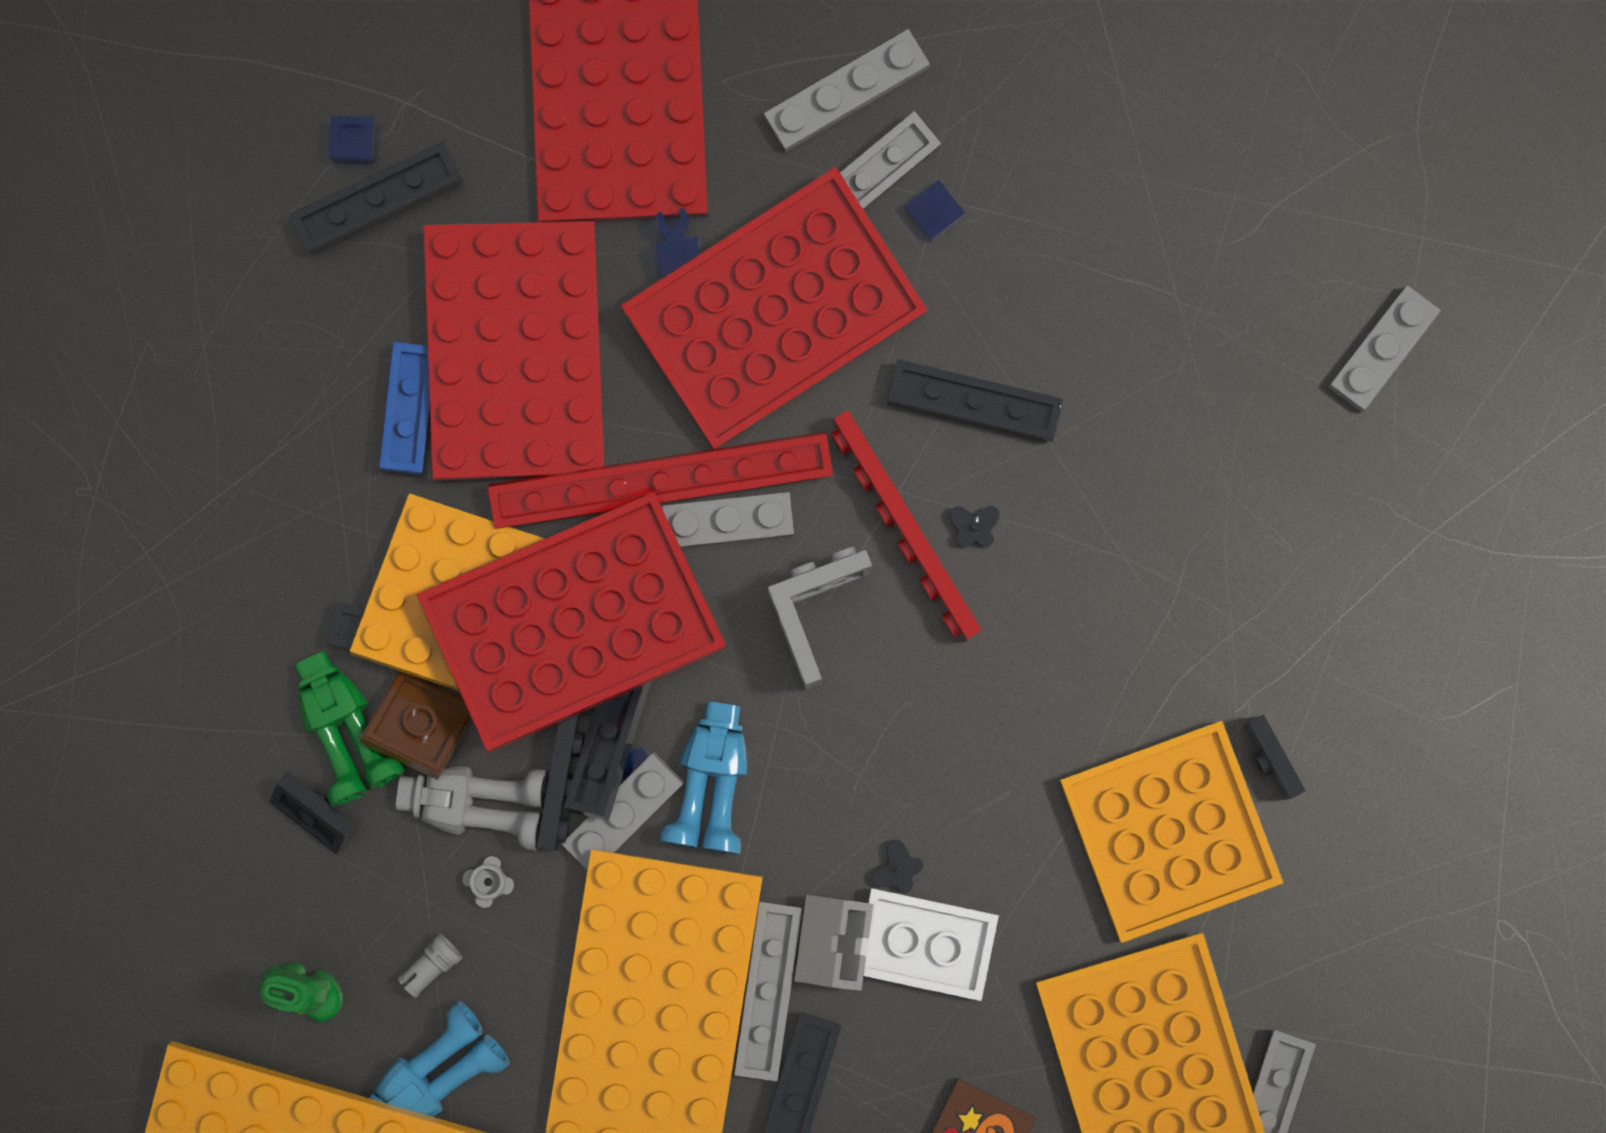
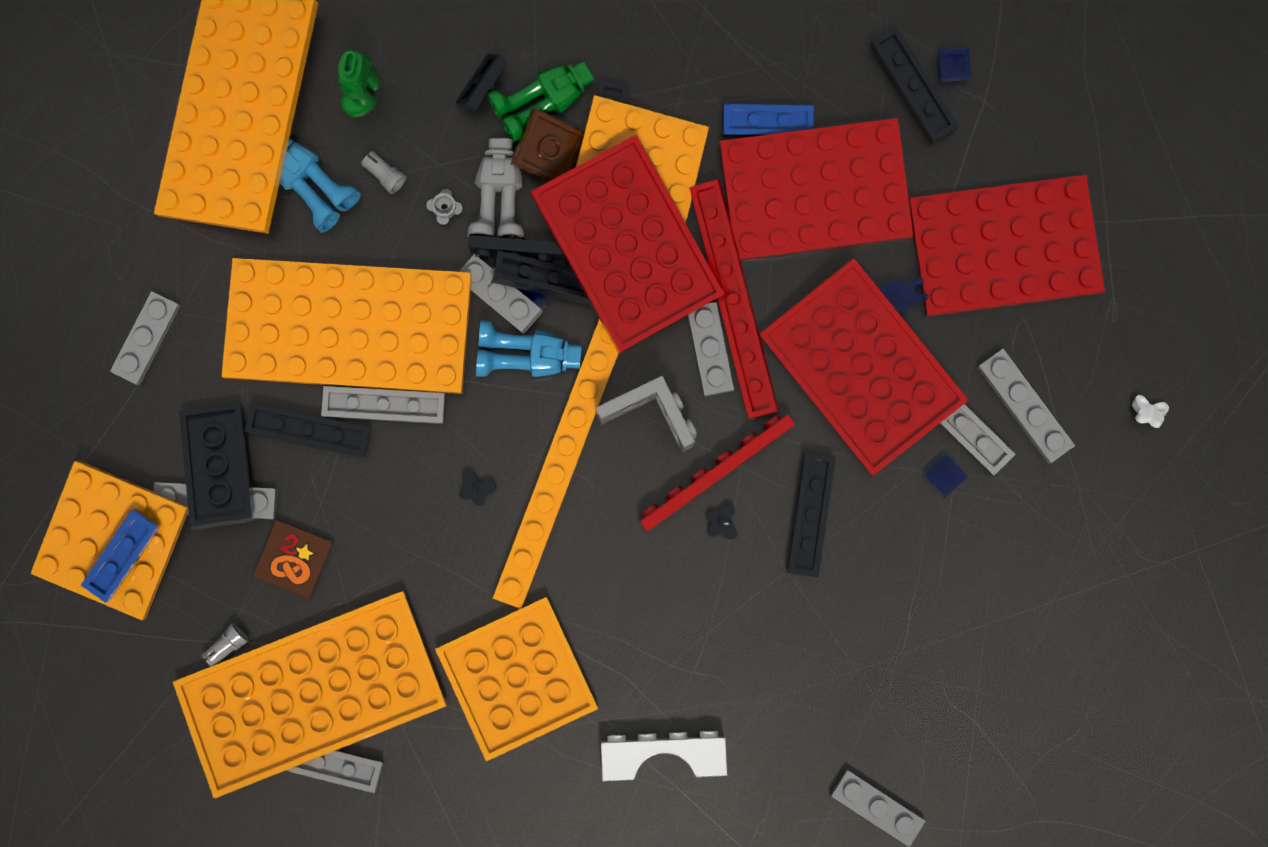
camera: 80 degrees right, 0 degrees up
(833, 942) = (419, 445): light grey brick -> none
(880, 749) = (557, 470): none -> light orange plate
(928, 944) = (424, 511): white plate -> none
(1272, 758) = (574, 746): black plate -> none
(1291, 689) = (703, 753): none -> white arch

